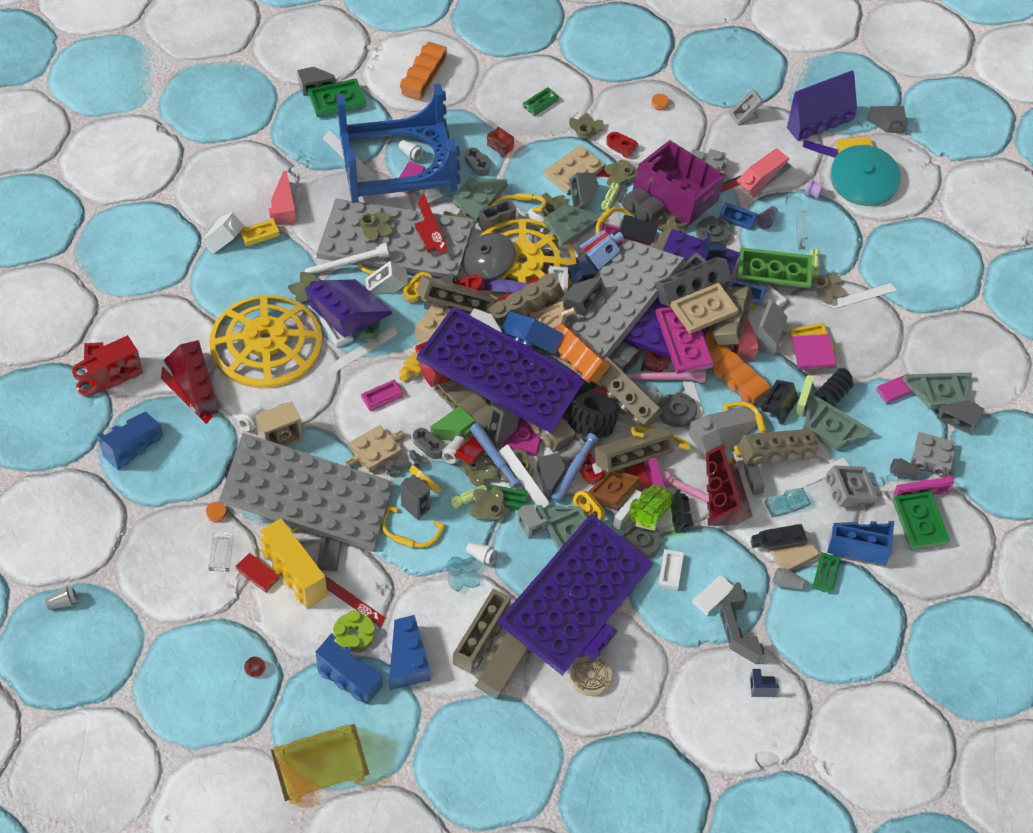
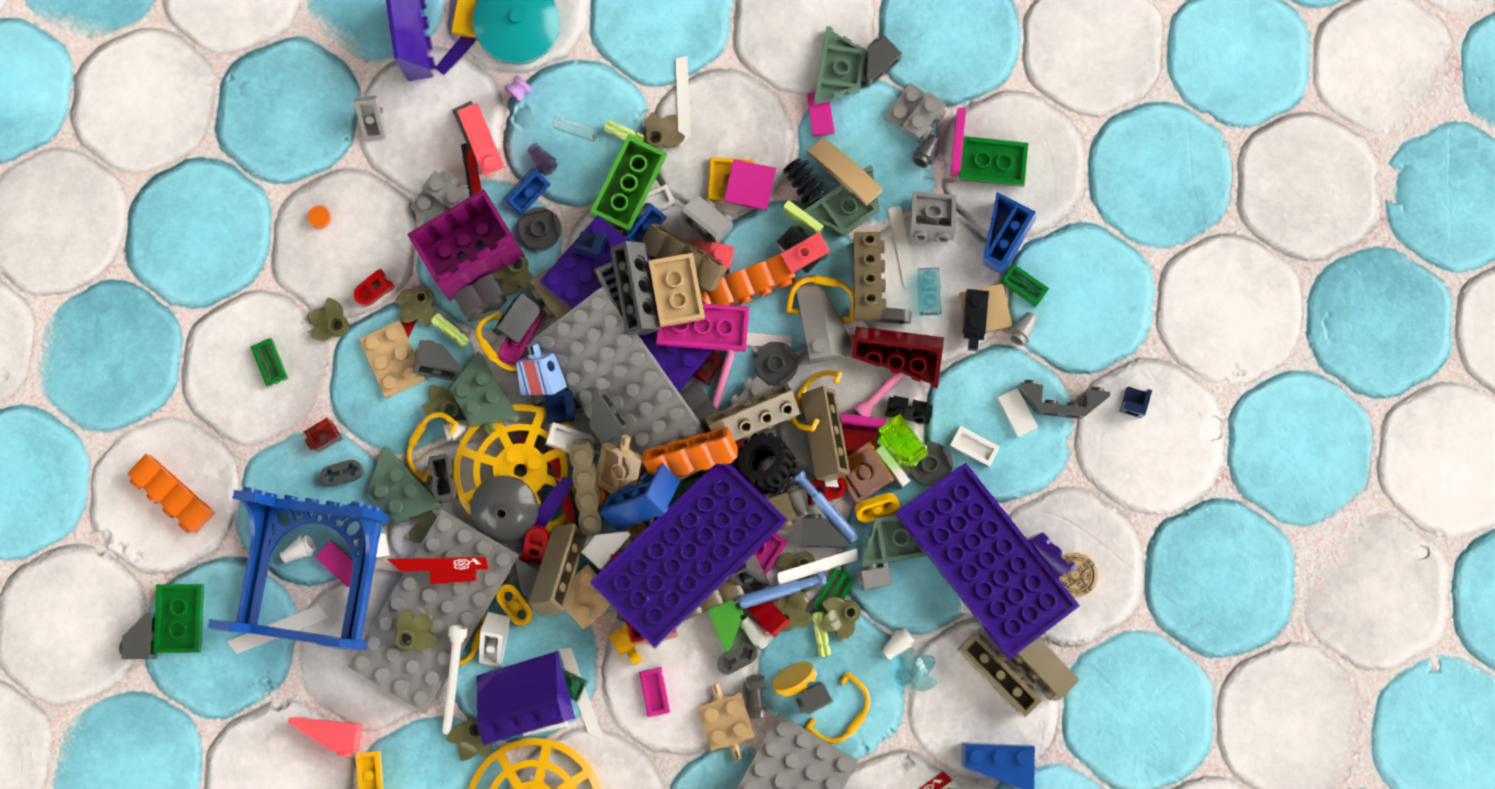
camera: 65 degrees left, 25 degrees up
(776, 396) = (805, 252): none -> coral plate
(857, 412) = (845, 171): none -> tan slope

